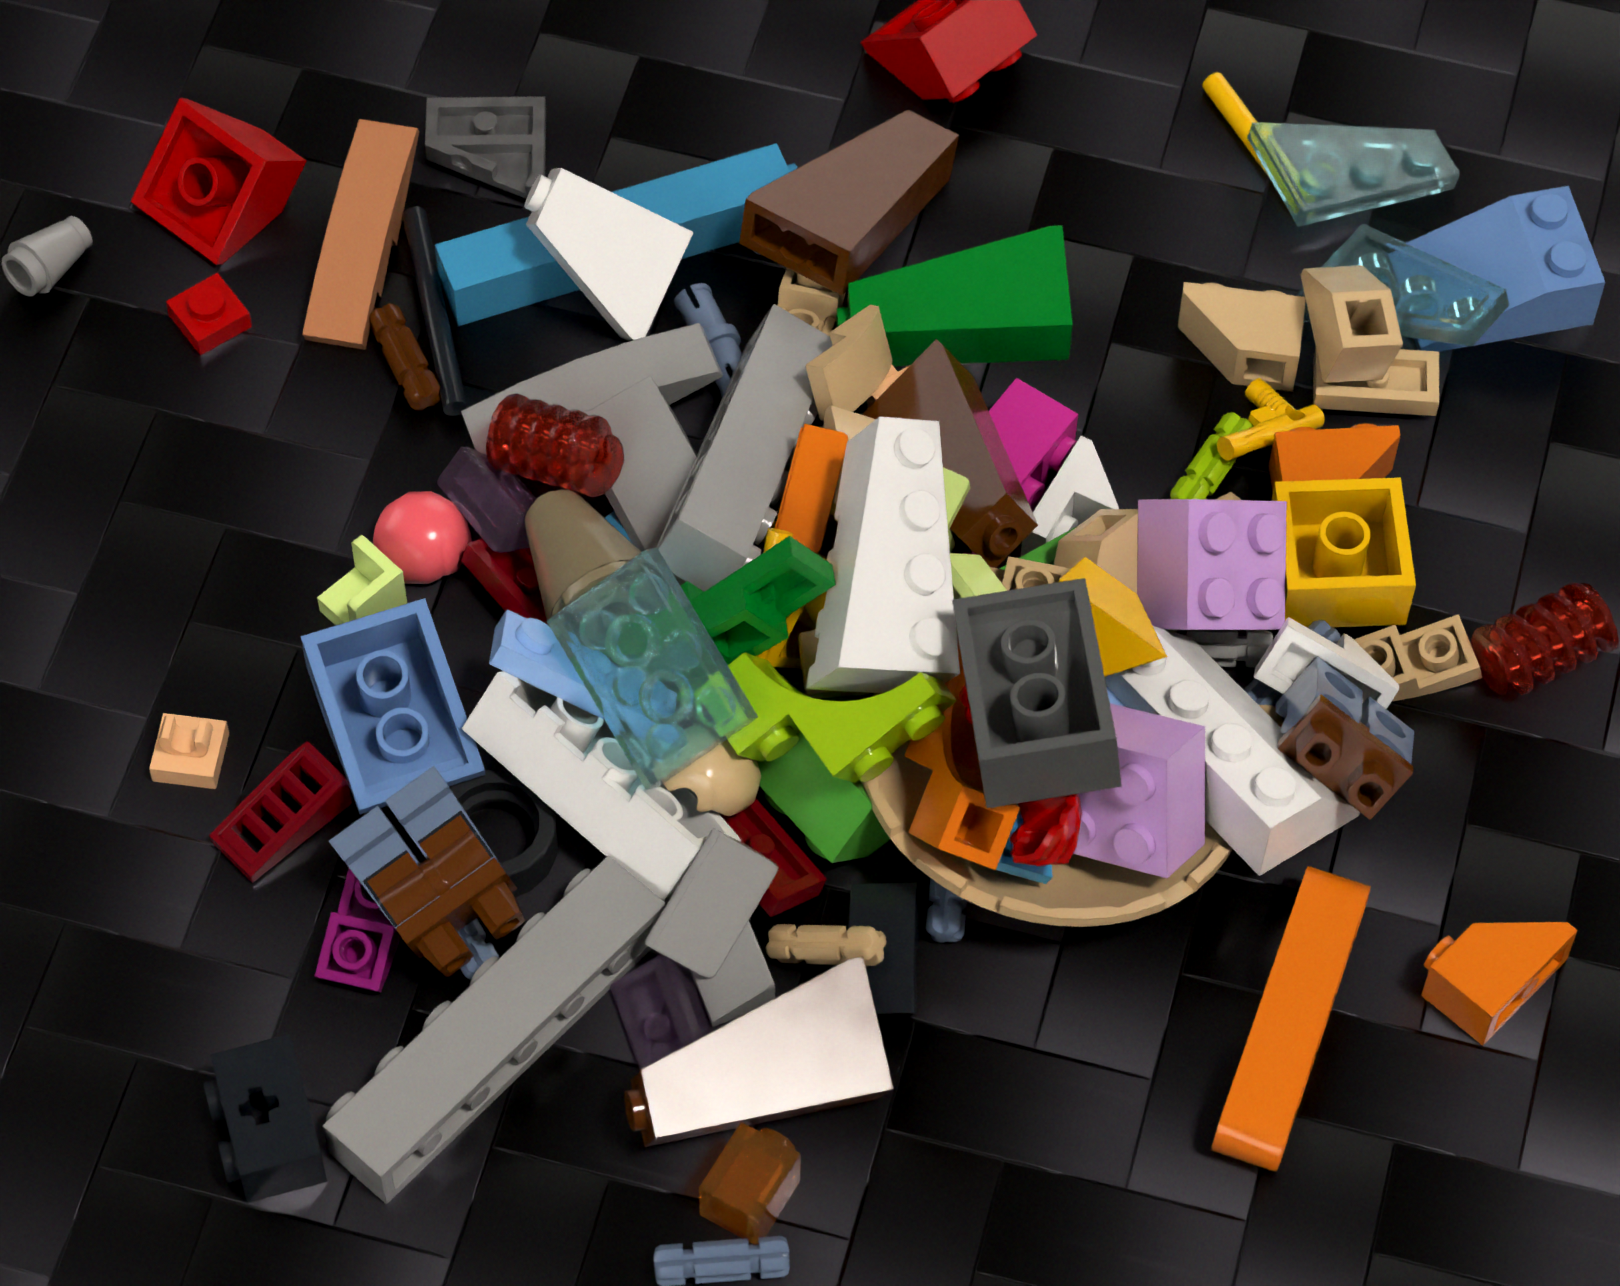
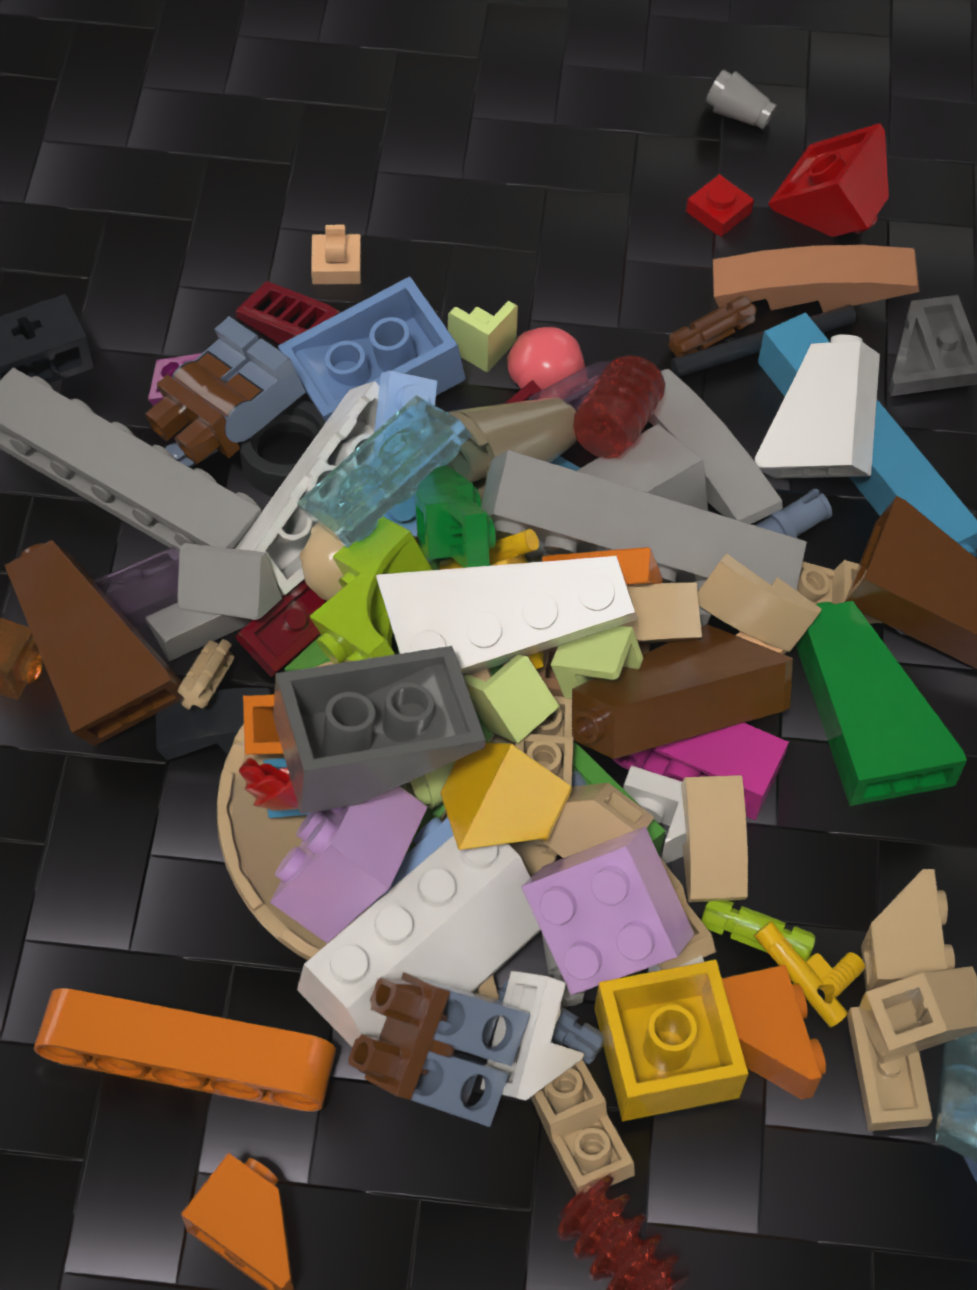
camera: 80 degrees right, 0 degrees up
(1125, 459) = (716, 838): none -> tan slope

